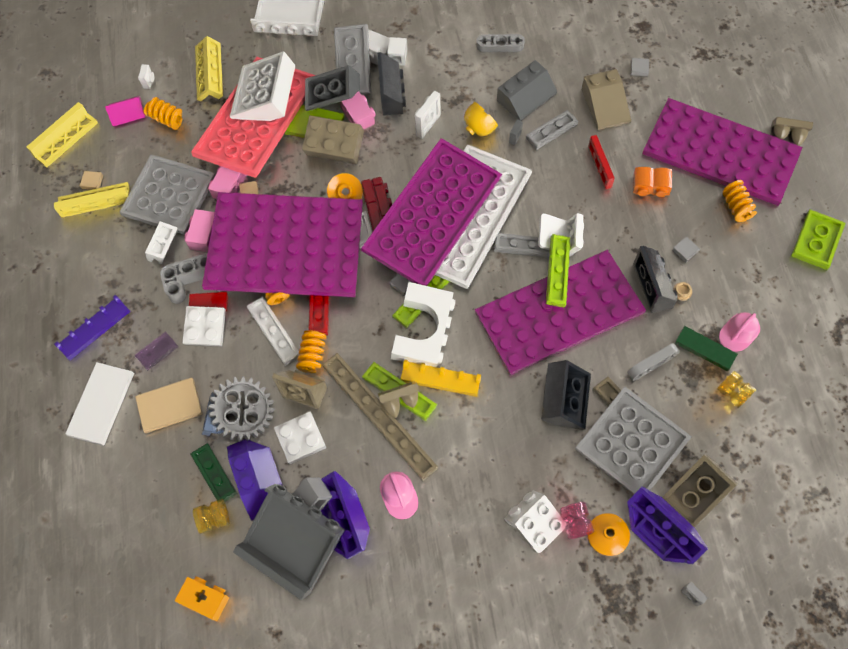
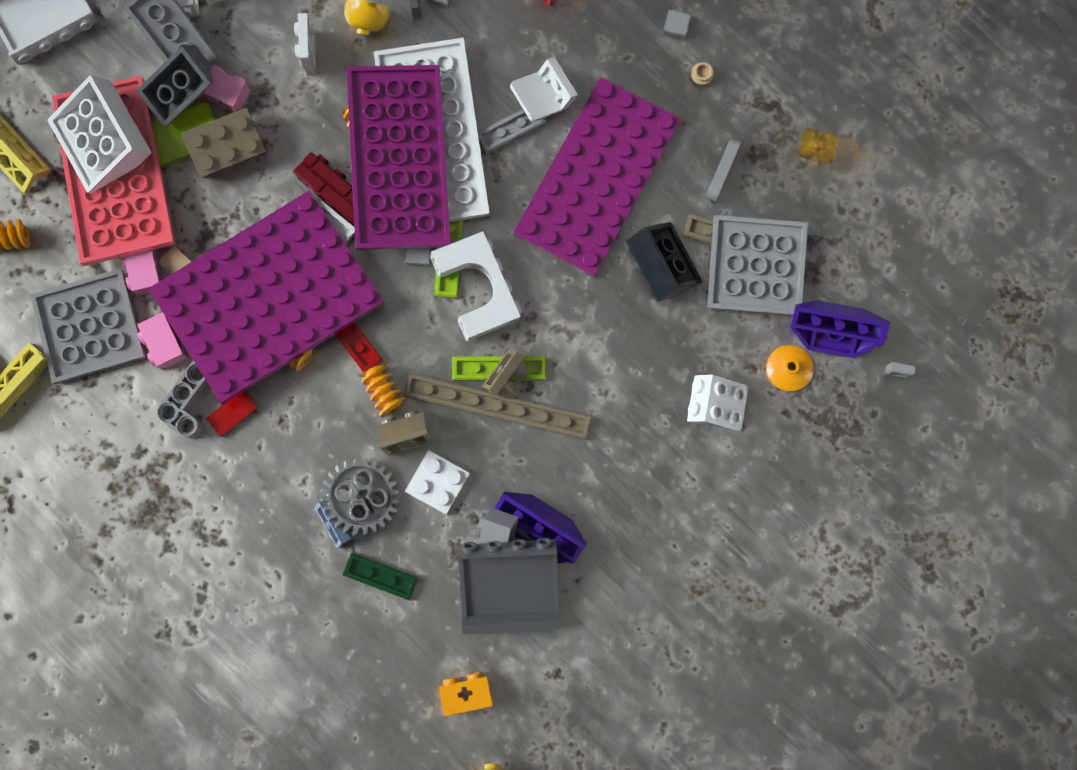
camera: 40 degrees left, 15 degrees up
(92, 328) = (132, 524): dark purple hinge -> none
(99, 404) = (207, 592): white tile -> none
(156, 351) = (220, 500): clear purple tile -> none
(160, 242) = (129, 384): white hinge -> none
(168, 405) = (280, 544): tan tile -> none
(204, 326) = (250, 440): white plate -> none
(209, 516) = (413, 617): clear yellow wheel -> none
(253, 473) = (422, 548): dark purple wedge -> none
(273, 331) = (325, 395): white tile -> none
(342, 181) = (272, 183): light orange dish -> none
(390, 85) = (236, 34): black slope -> none
(399, 495) = (573, 468): bright pink piece -> none
(441, 378) = (530, 327): yellow hinge -> none
(558, 271) = (569, 135): lime tile -> none
(576, 518) = (755, 376): clear pink wheel -> none
(654, 280) = (669, 80): black slope -> none
(700, 490) = (846, 268): dark tan slope -> none
(706, 348) = (762, 120): dark green tile -> none
(739, 331) = (782, 80): bright pink piece -> none

